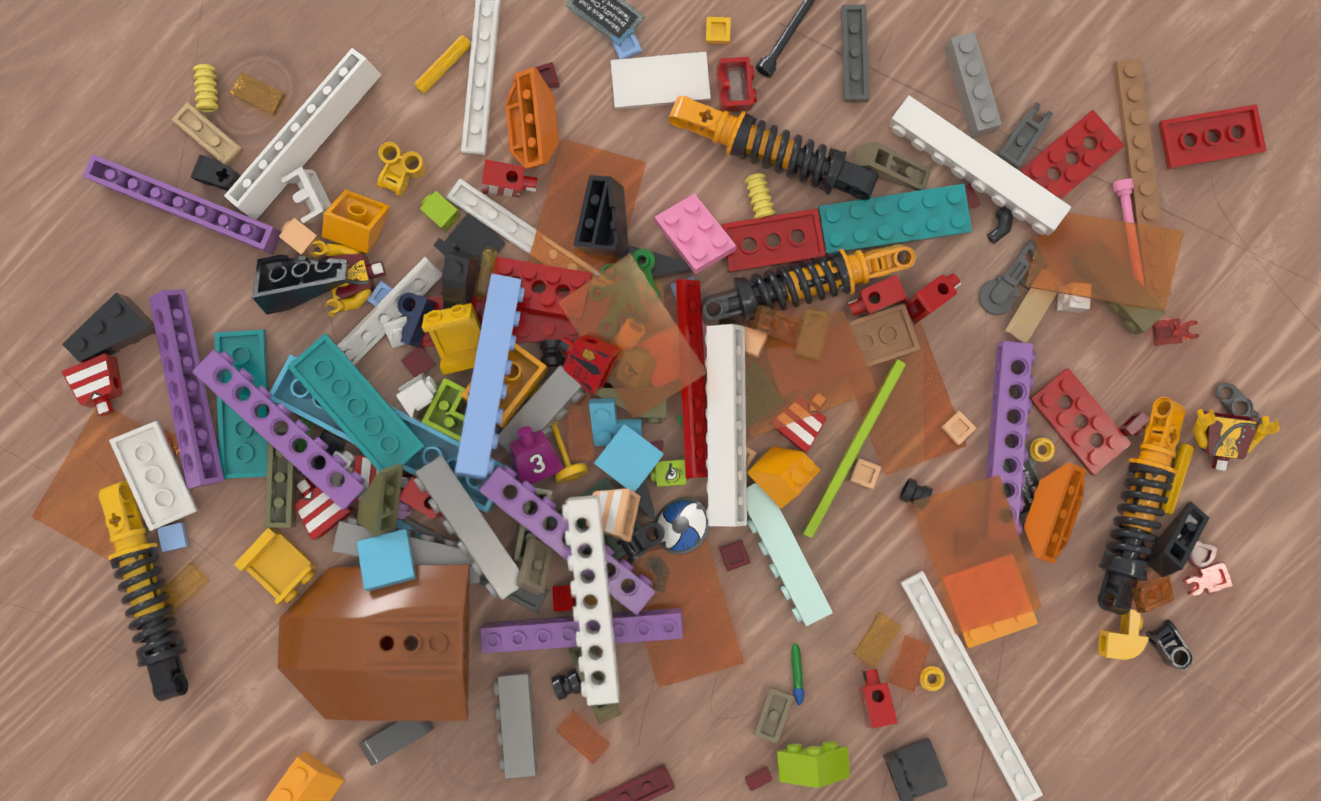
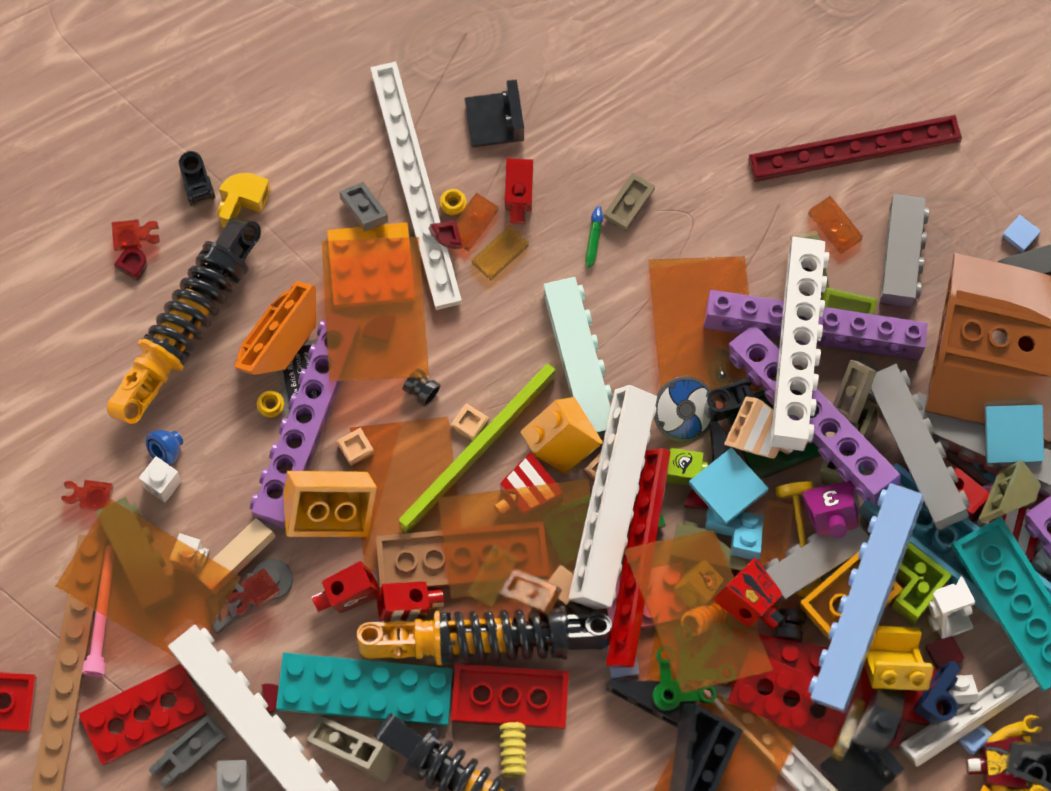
camera: 170 degrees left, 15 degrees down
(414, 767) = (1021, 233): none -> light blue tile
(556, 659) = (848, 301): none -> lime tile
(563, 598) = (829, 364): red plate -> none
(566, 684) = (843, 277): black wheel -> none
(695, 233) = (599, 720): bright pink plate -> none
(734, 555) = (633, 369): dark red tile -> none
(758, 778) = (659, 144): dark red tile -> none
(813, 765) = (599, 140): lime brick -> none
(930, 642) = (446, 234): none -> dark red tile
(970, 365) = (328, 503): none -> light orange slope
(1004, 225) = (242, 654): black arm -> none
(1008, 276) = (257, 589): none -> clear red plate
(1011, 652) = (364, 206): none -> dark grey plate
(1096, 421) = (212, 442): plate -> none
(1118, 357) = (160, 479): none -> white brick
(1122, 389) = (164, 445): none -> blue brick
(1134, 424) = (164, 406): dark red plate -> none
(1153, 594) = (199, 229): clear orange plate -> none
(1178, 541) = (154, 279): black slope -> none
(1180, 464) = (130, 347): yellow axle -> none
(1229, 435) = (67, 370): torso -> none
(1235, 396) = (42, 388): dark grey piece -> none

